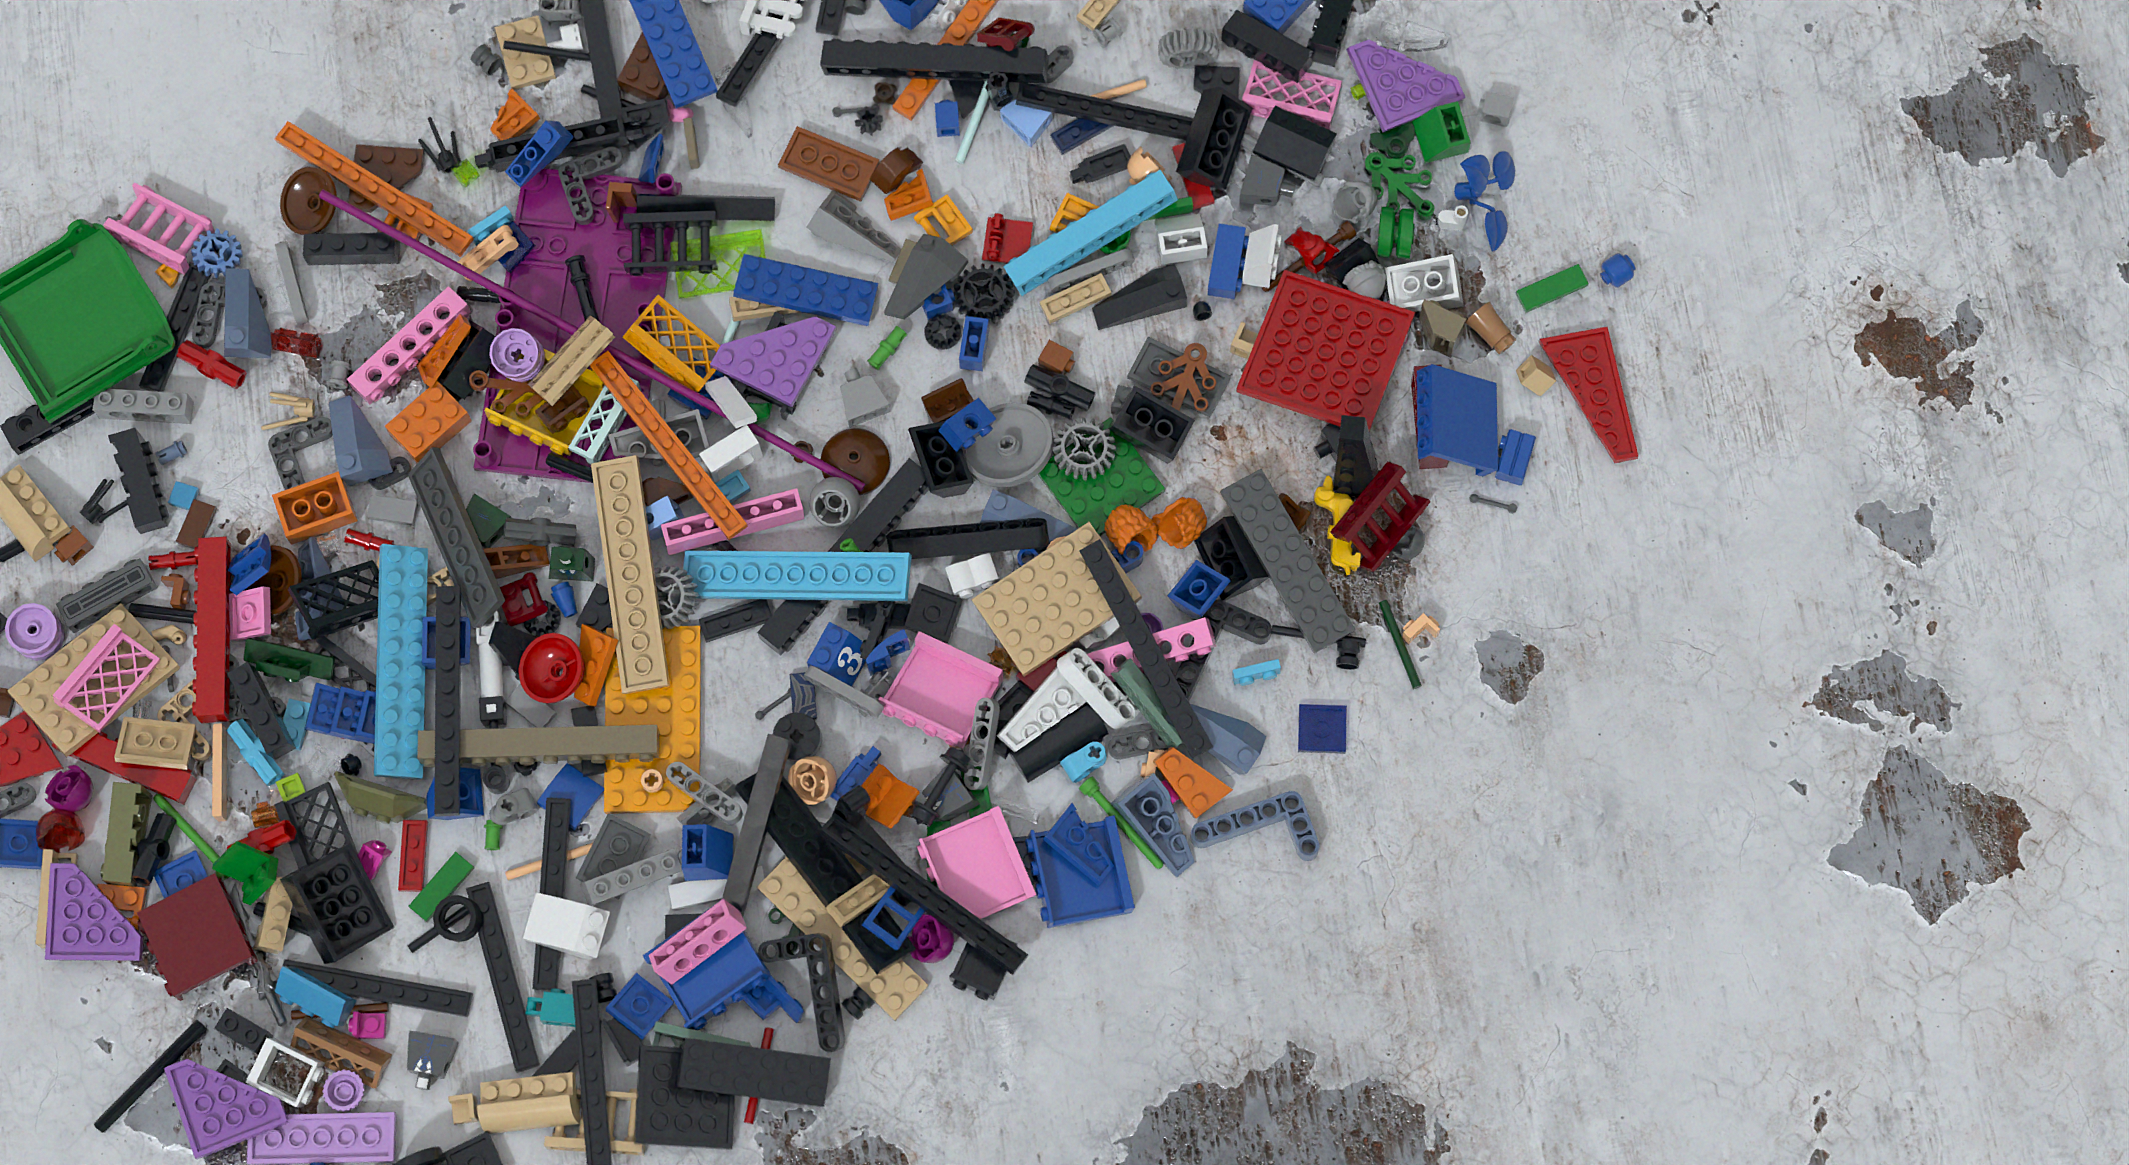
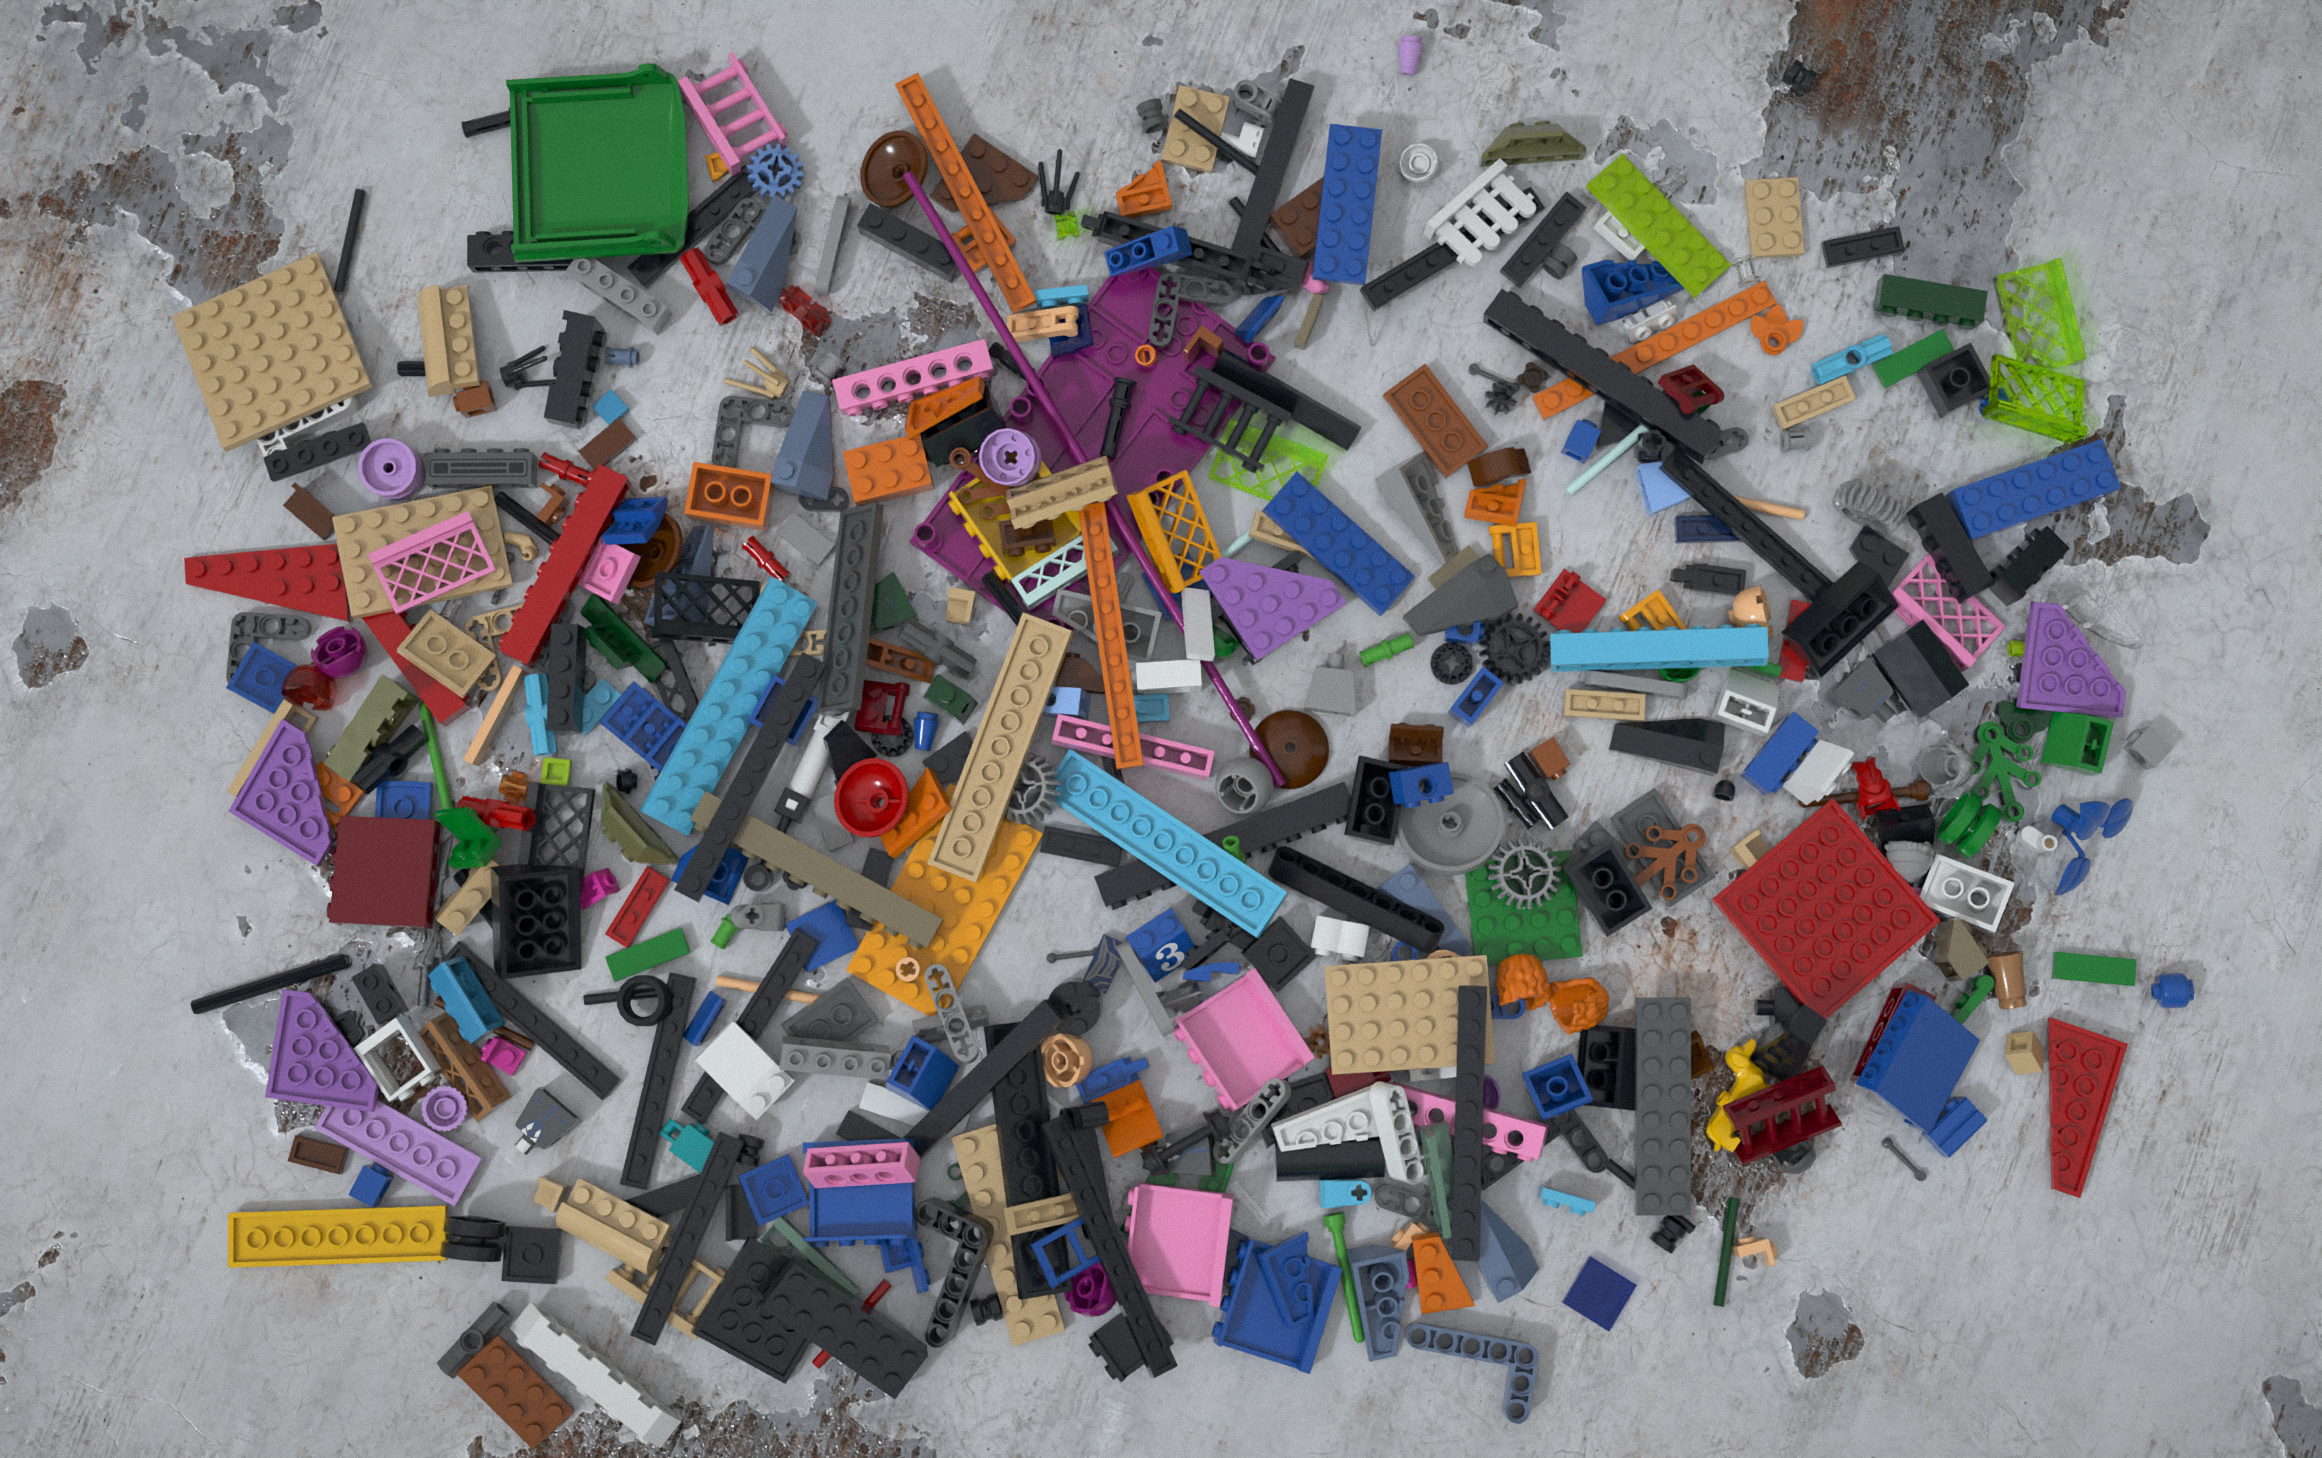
camera: 25 degrees right, 10 degrees up
(513, 909) = (704, 1018): none -> blue slope
(540, 493) = (960, 606): none -> tan panel
(578, 236) = (1141, 355): none -> orange hinge
(1474, 346) = (1968, 1002): none -> green plate

